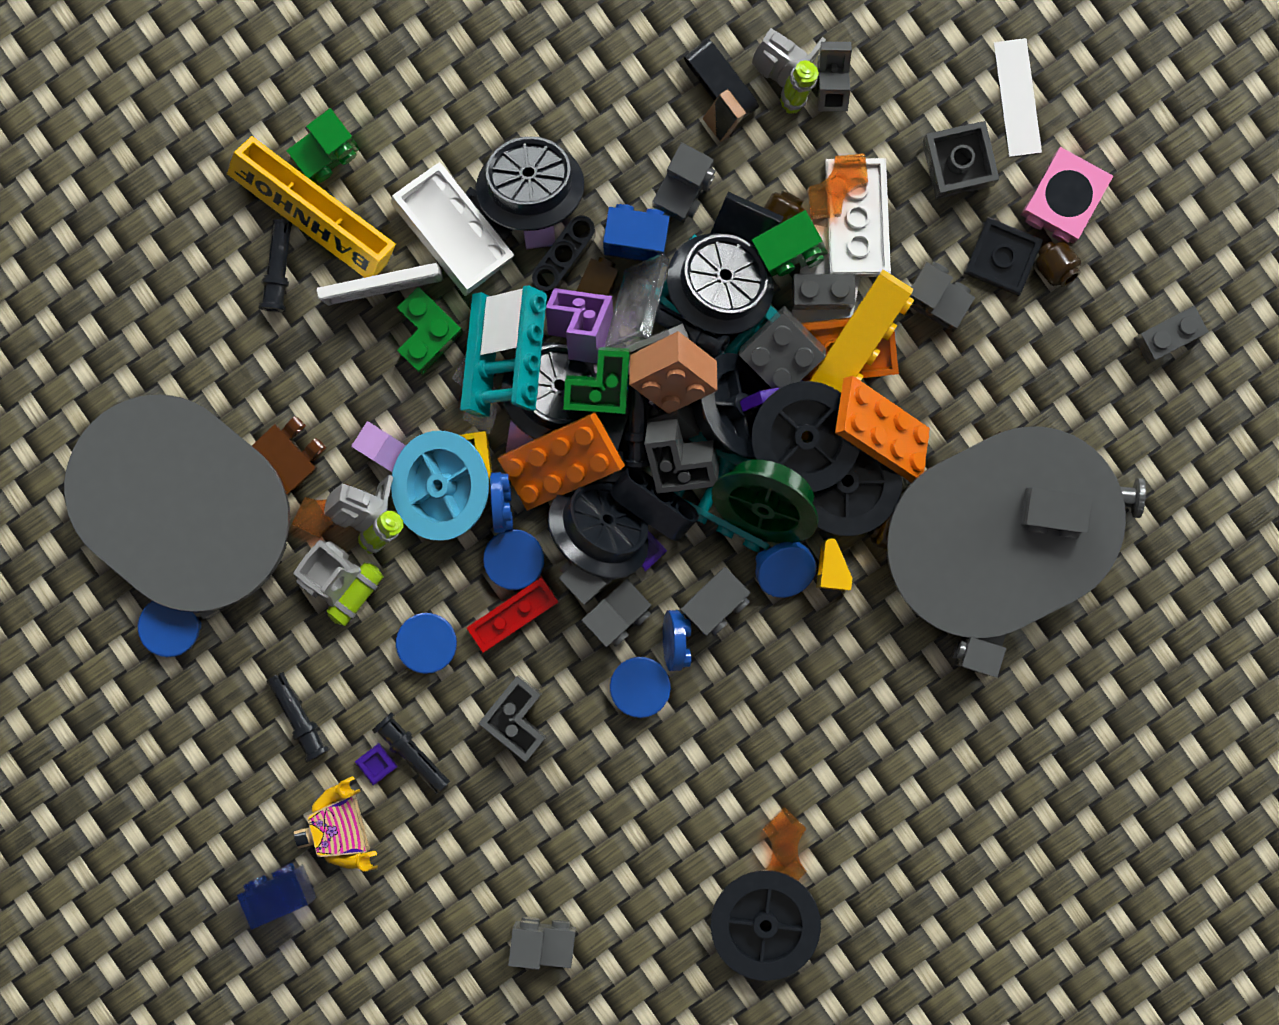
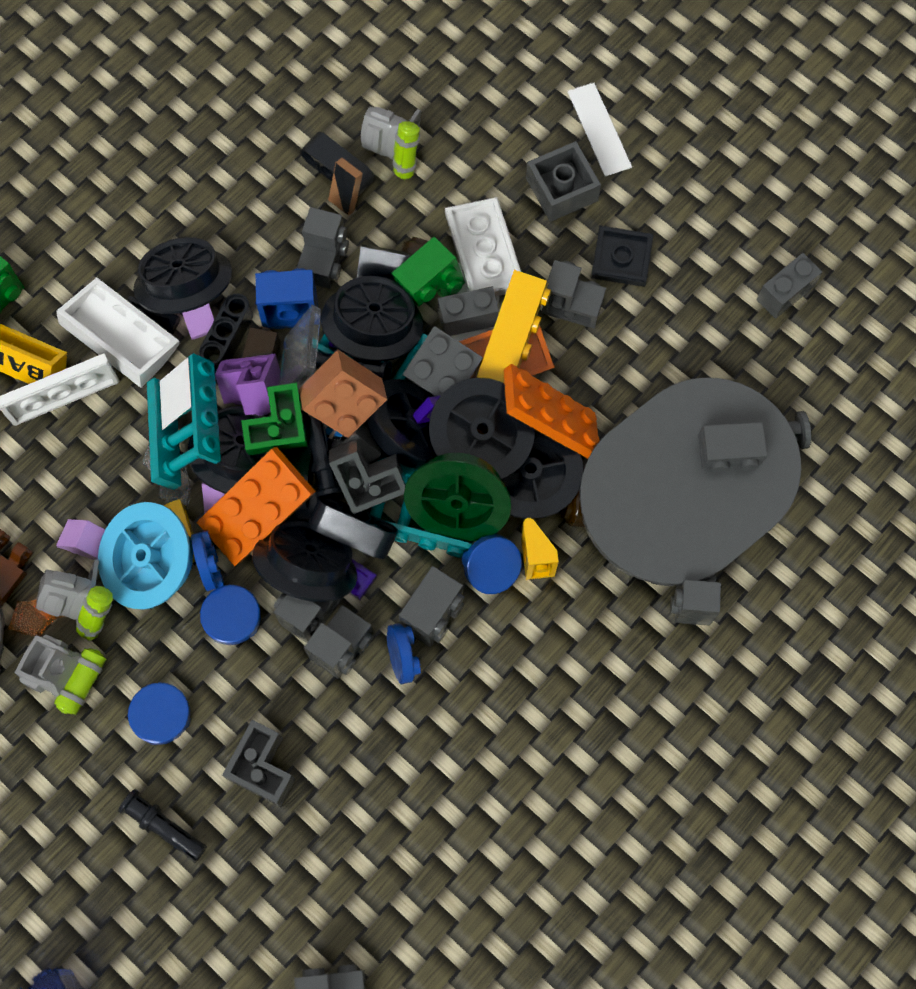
camera: 15 degrees left, 15 degrees down
(304, 730) = (49, 827): black pin -> none
(338, 829) = (98, 919): torso -> none
(376, 764) = (129, 846): dark purple tile -> none
(434, 333) = (115, 423): green brick -> none
(512, 614) = (239, 667): red plate -> none
(640, 687) = (377, 709): blue tile -> none
(770, 950) = (584, 924): black piece -> none
(785, 835) = (560, 853): clear orange tile -> none
(828, 196) = (465, 216): clear orange tile -> none
(833, 76) = (434, 137): dark grey brick -> none
(1058, 264) = (672, 249): dark brown head -> none
(1066, 196) = (663, 193): bright pink brick -> none

